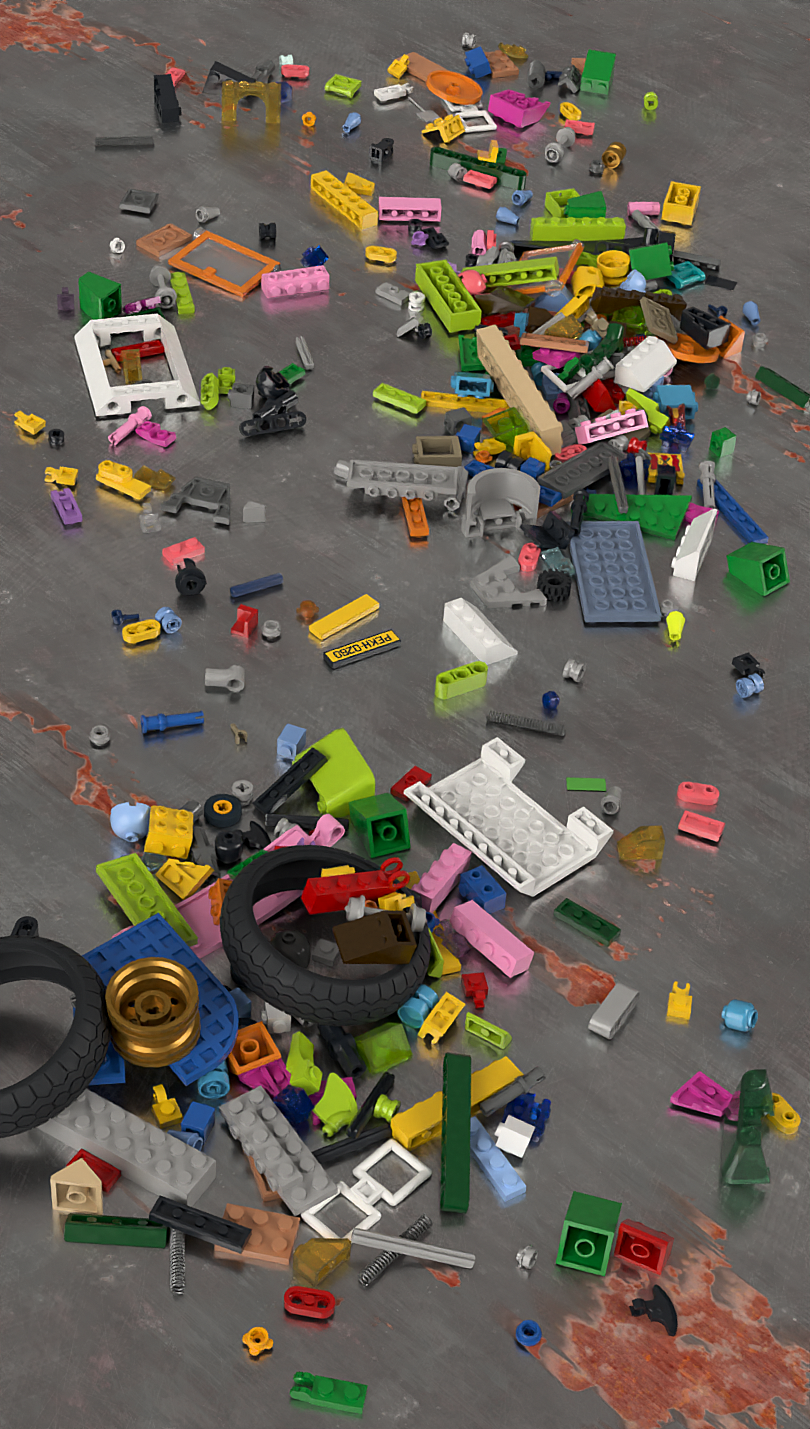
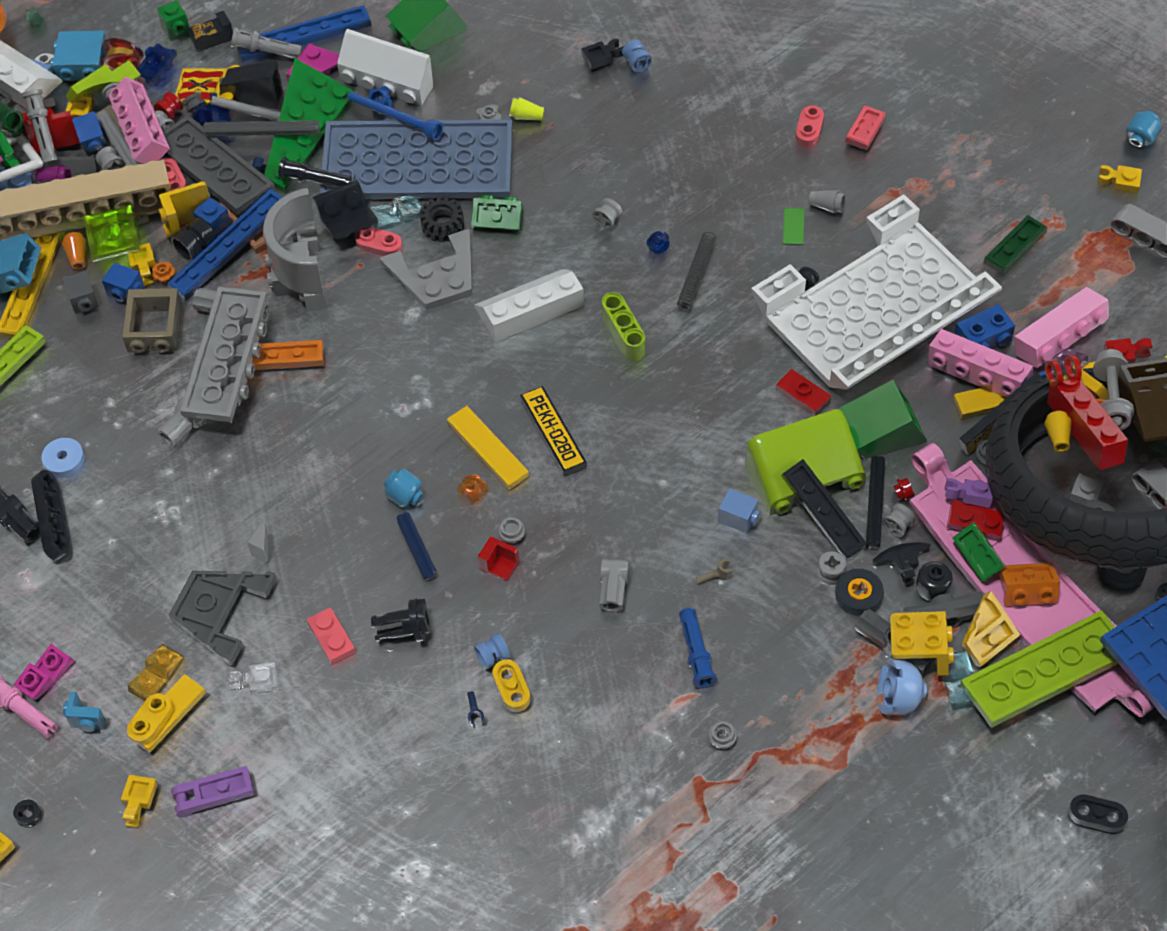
camera: 80 degrees left, 15 degrees up
(123, 446) = (82, 717): none -> dark azure bracket
(302, 573) = (403, 488): none -> dark azure head
(321, 428) = (59, 448): none -> light blue piece
(525, 784) = (810, 275): none -> black bush
(564, 612) = (496, 214): none -> bracket
(597, 407) = (89, 132): none -> blue brick
(637, 569) = (431, 128): none -> blue piece
(642, 843) = (900, 176): clear yellow slope -> none
(669, 547) = (374, 94): none -> blue plate
(721, 463) = (211, 32): none -> black leg

